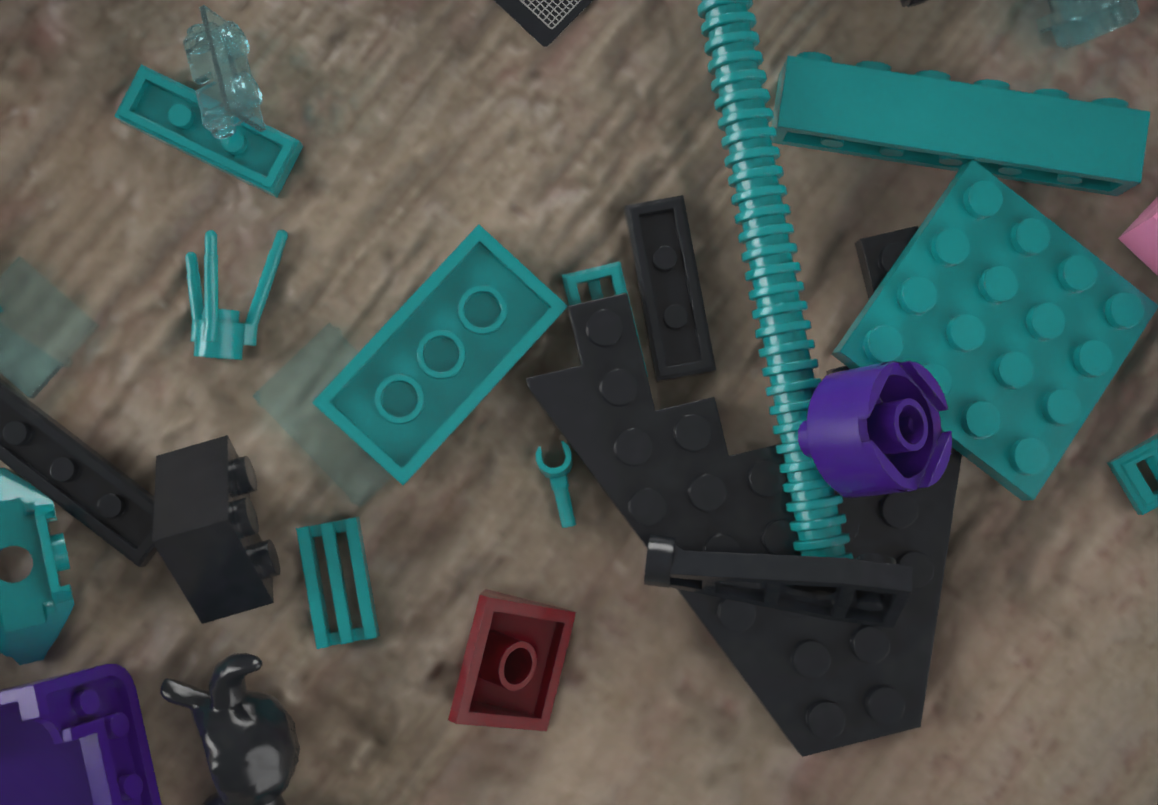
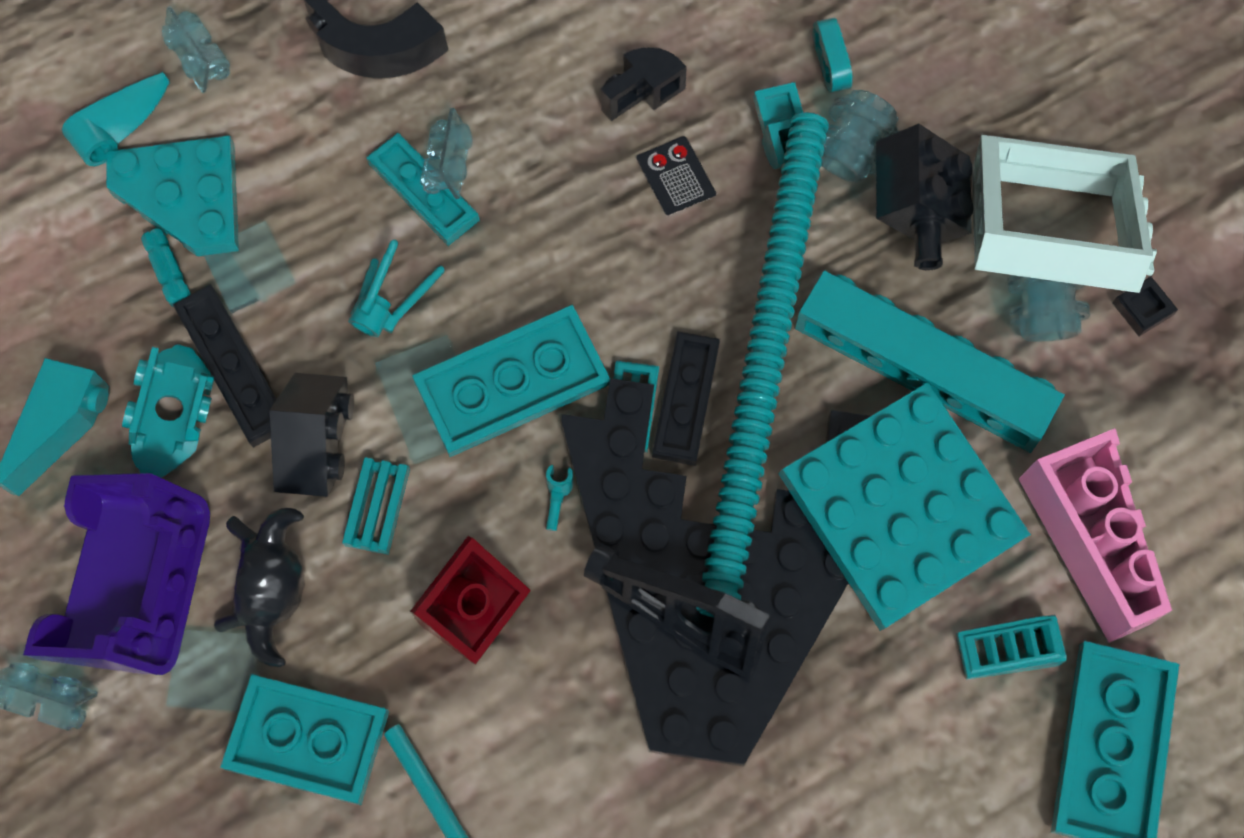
camera: 25 degrees right, 15 degrees down
(877, 429) = (784, 523): dark purple brick -> none

